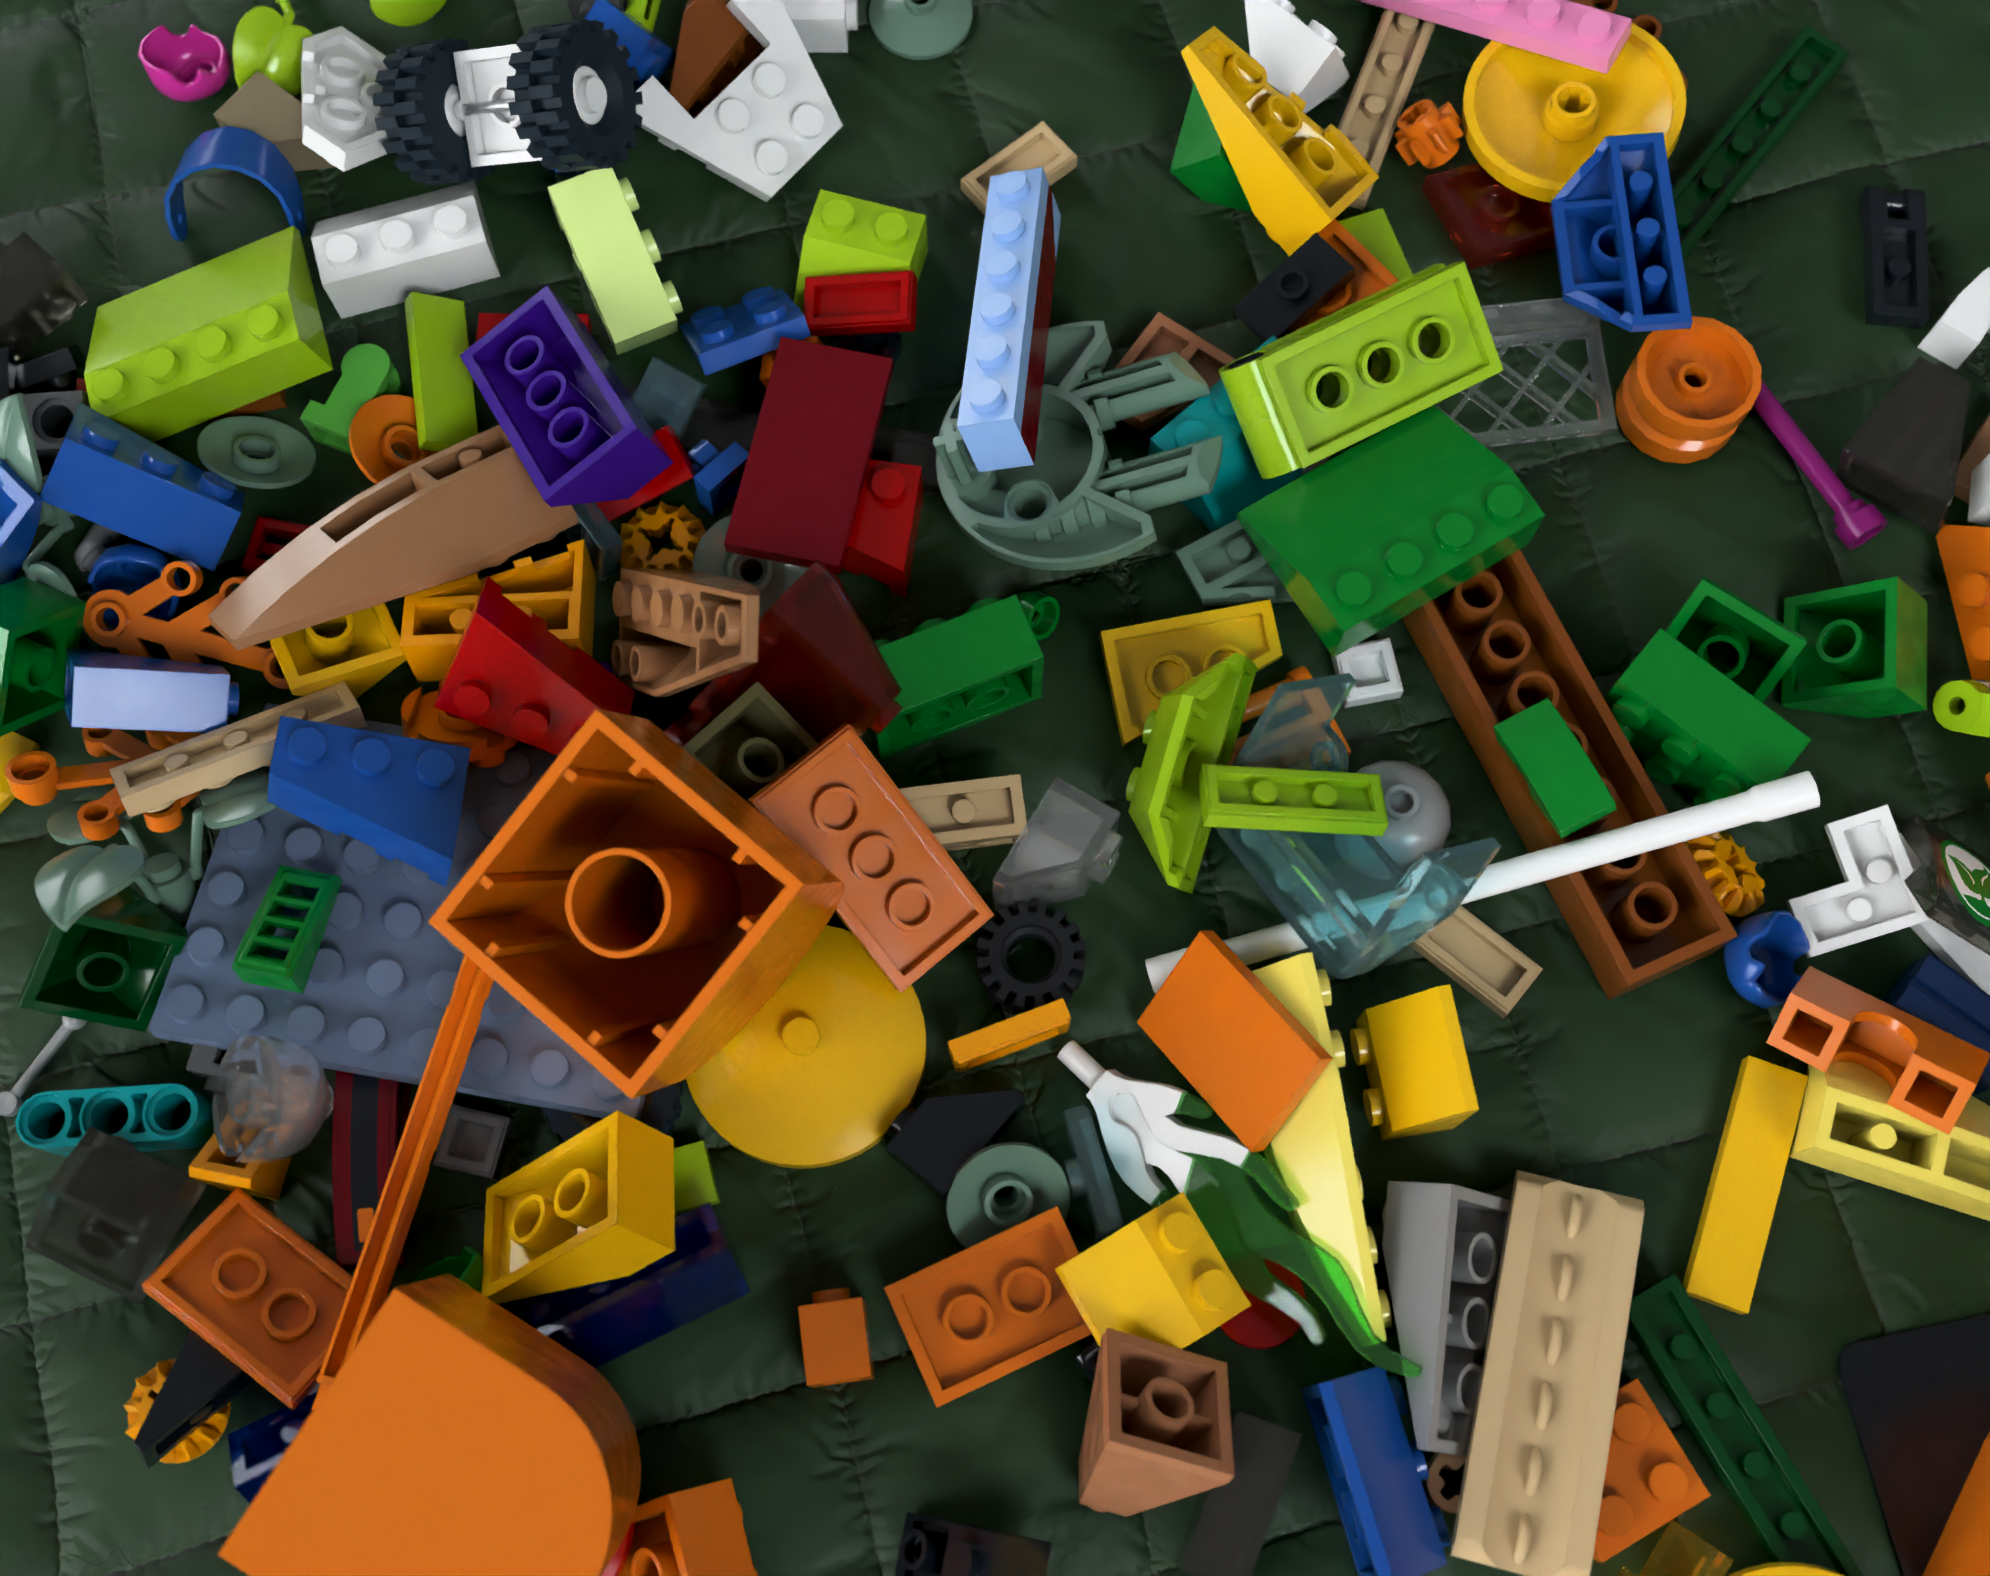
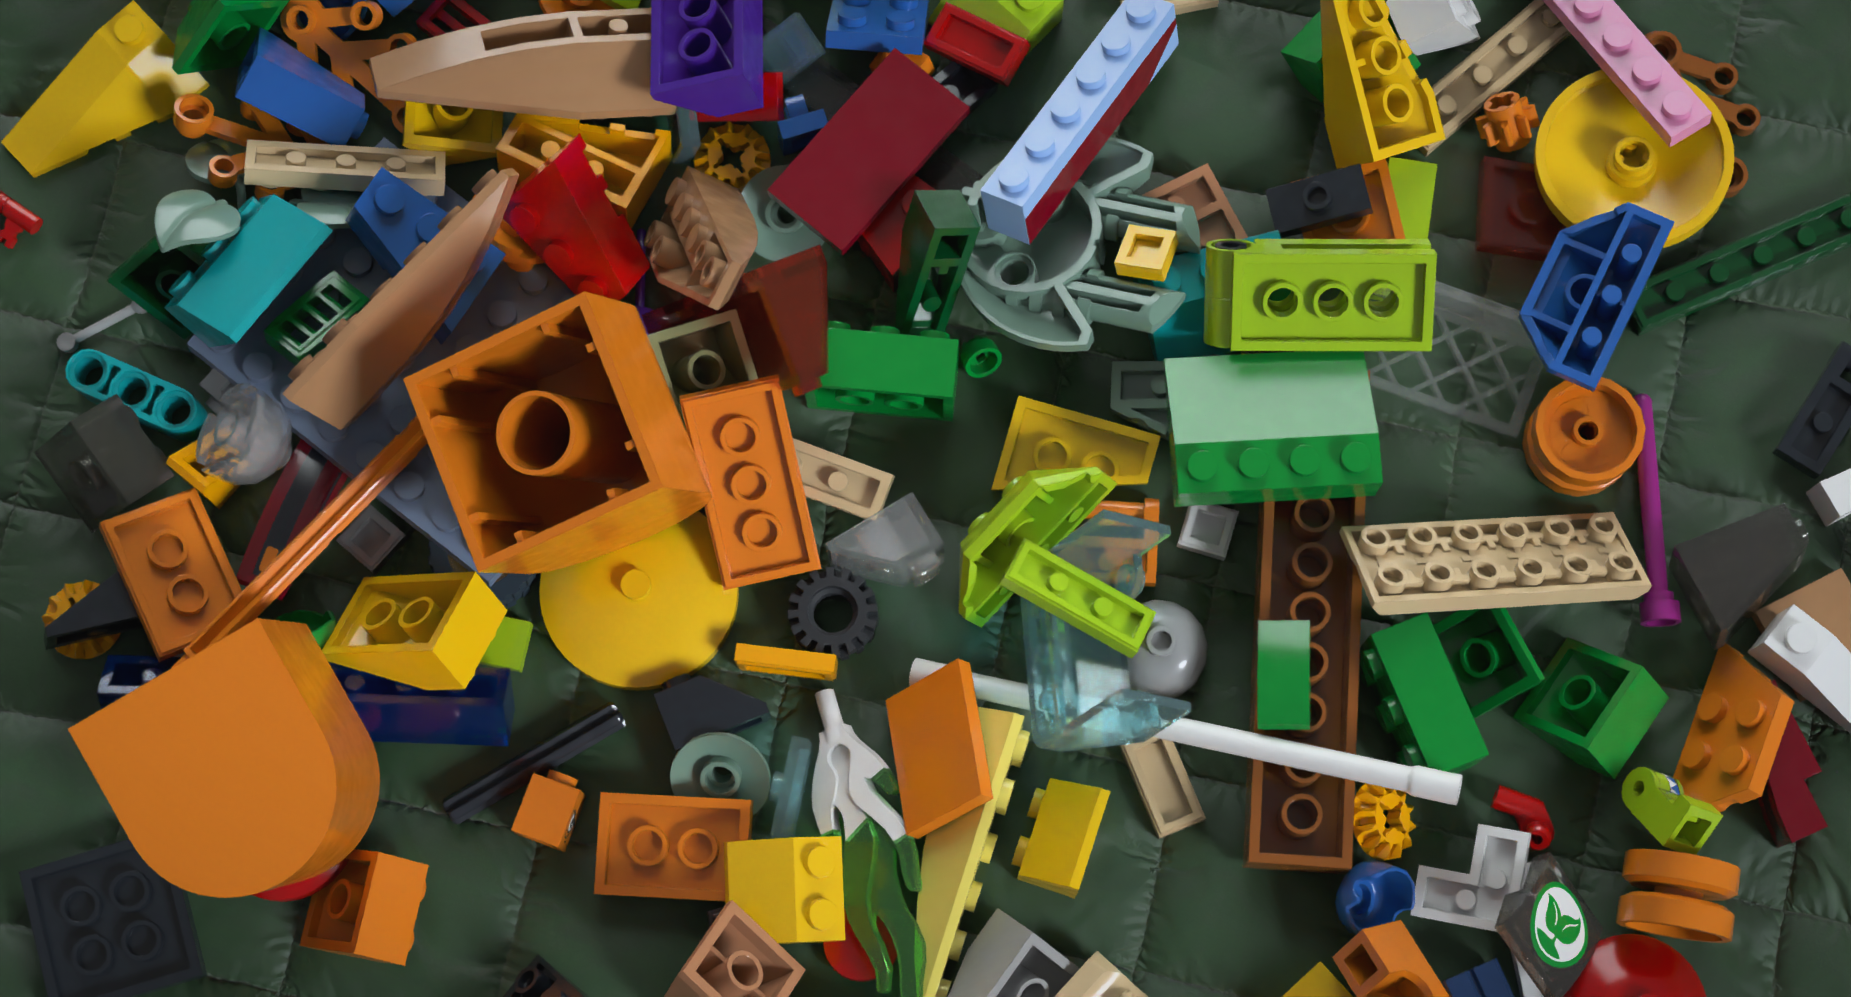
camera: 30 degrees right, 5 degrees up
(176, 909) = (245, 270): none -> teal slope
(385, 864) = (403, 312): none -> medium nougat wedge
(788, 1292) = (537, 759): none -> black axle
(938, 527) = (933, 259): none -> dark green slope
(1158, 415) = (1146, 253): none -> yellow plate
(1687, 550) = (1495, 563): none -> tan plate
(1858, 791) = (1529, 815): none -> red arm

